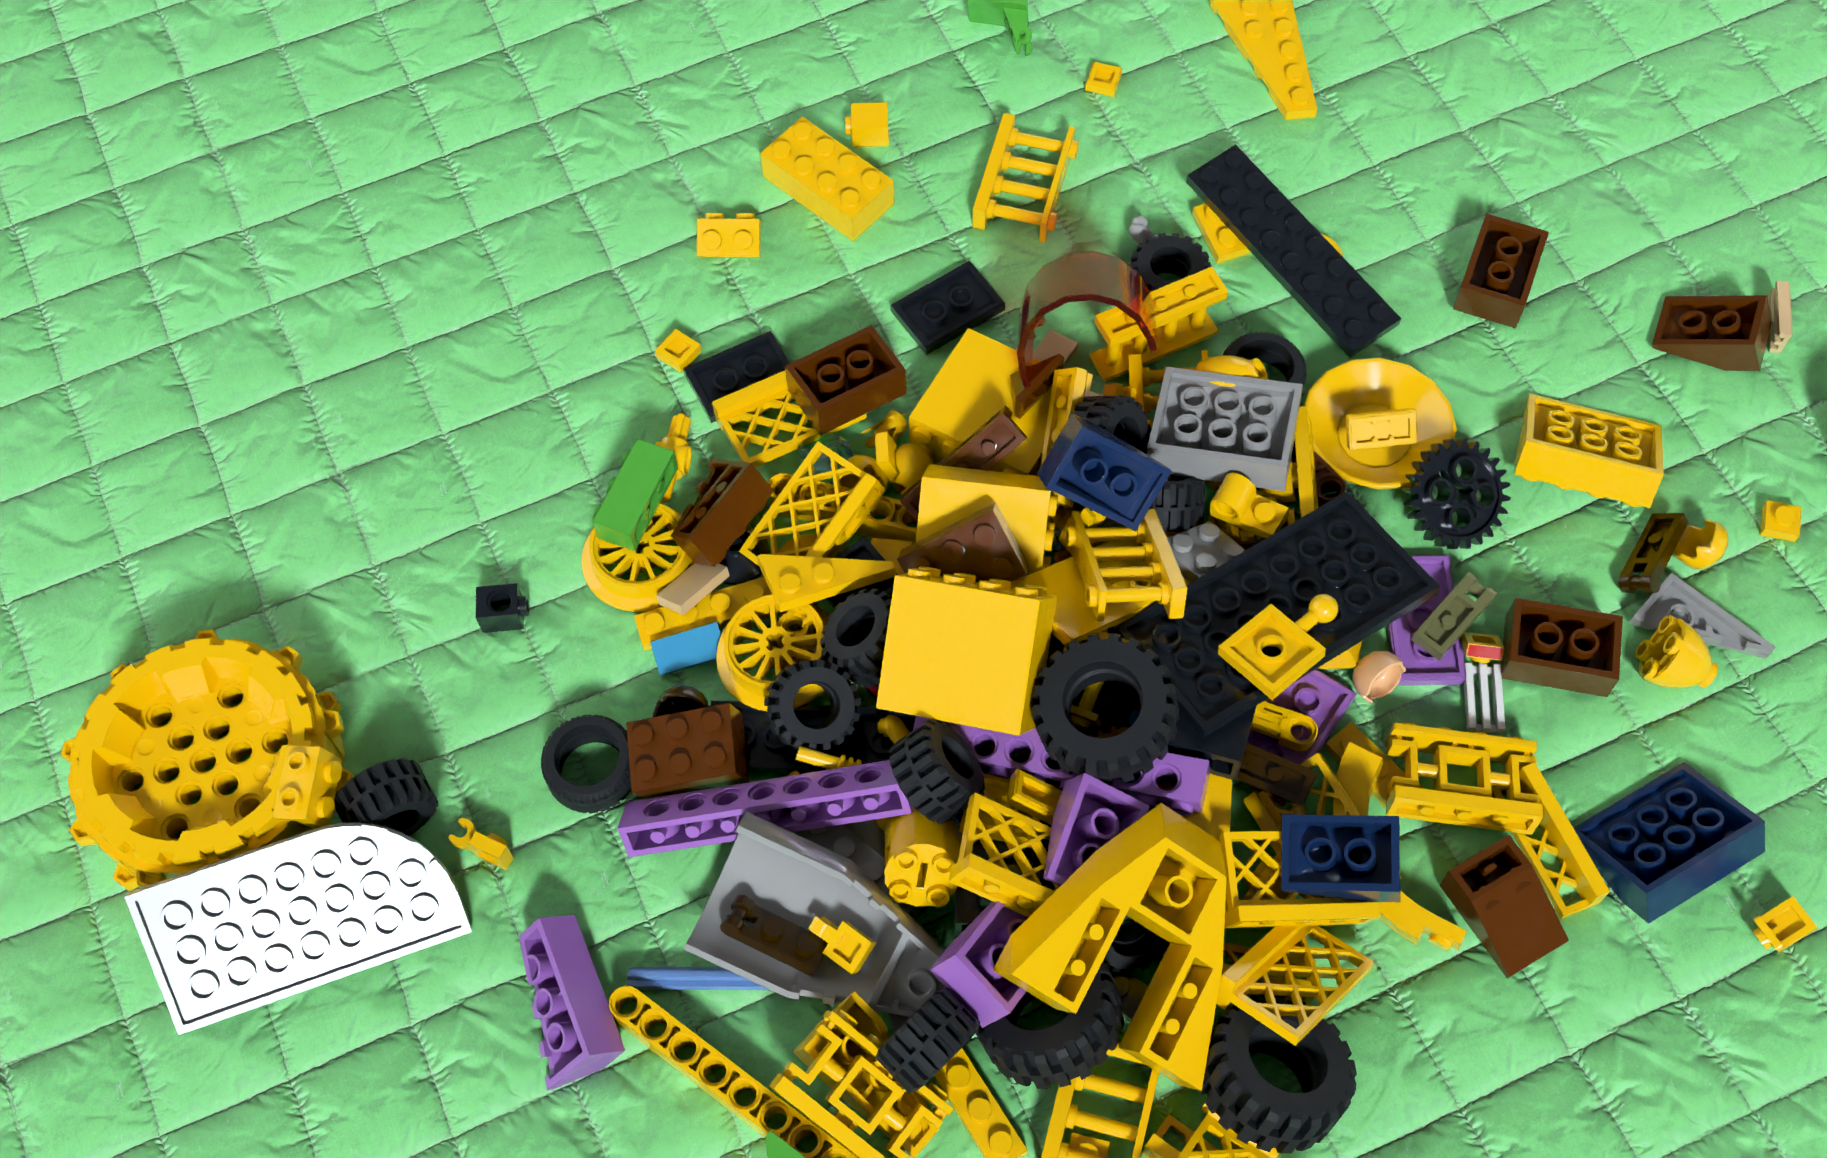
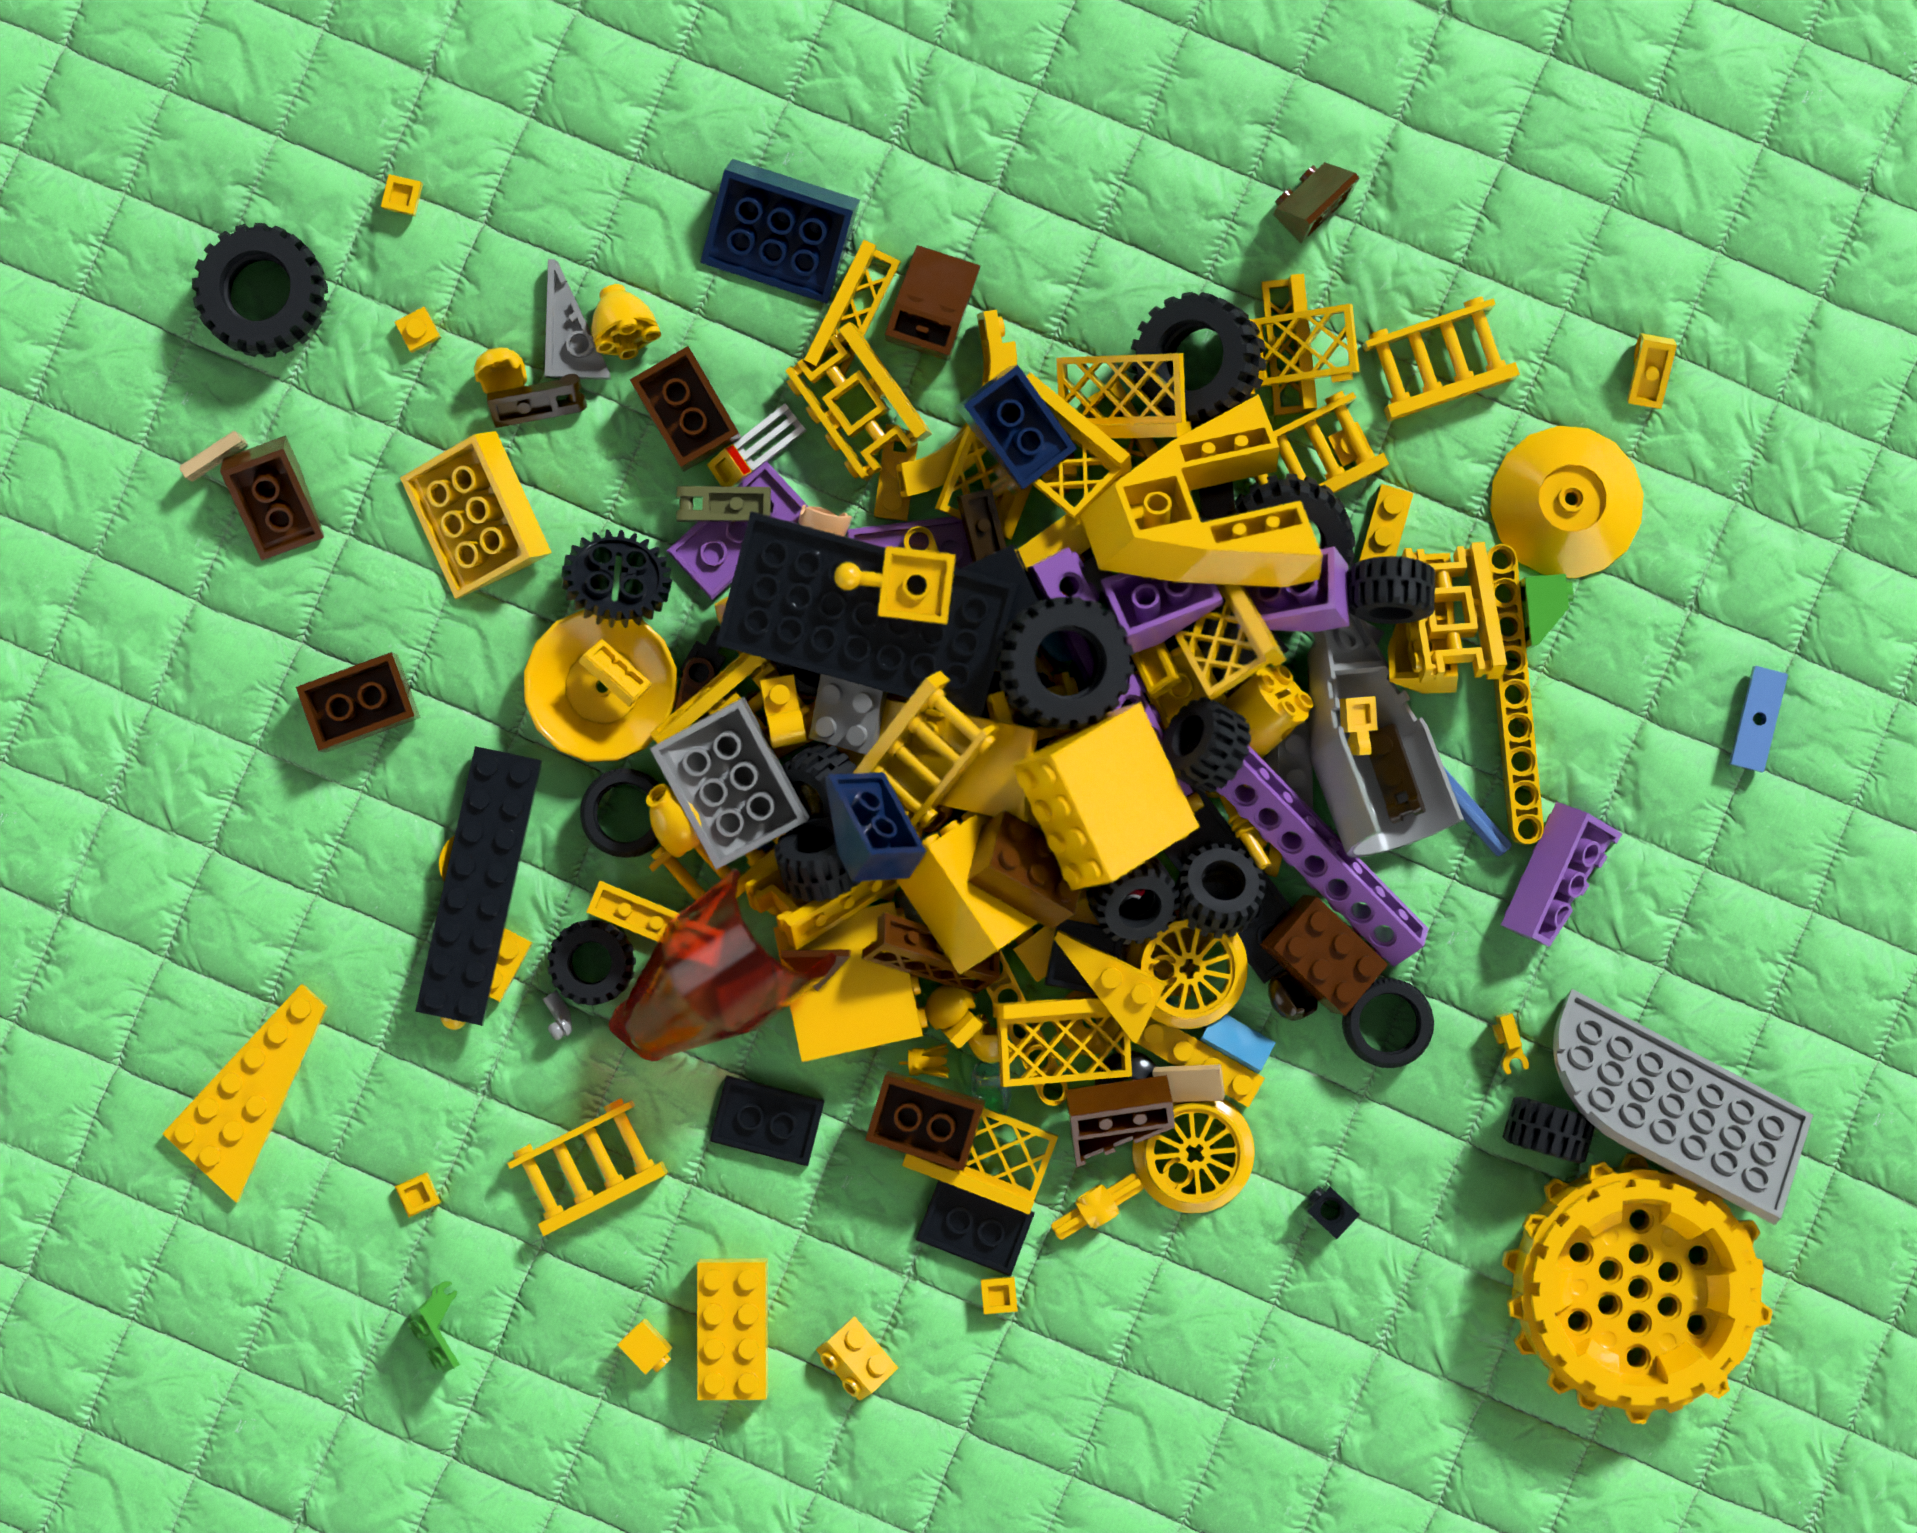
camera: 130 degrees left, 25 degrees up
(308, 786) = (1598, 1179): yellow bracket -> none
(634, 494) = (1165, 1189): bright green brick -> none
(1783, 925) = (782, 110): yellow bracket -> none

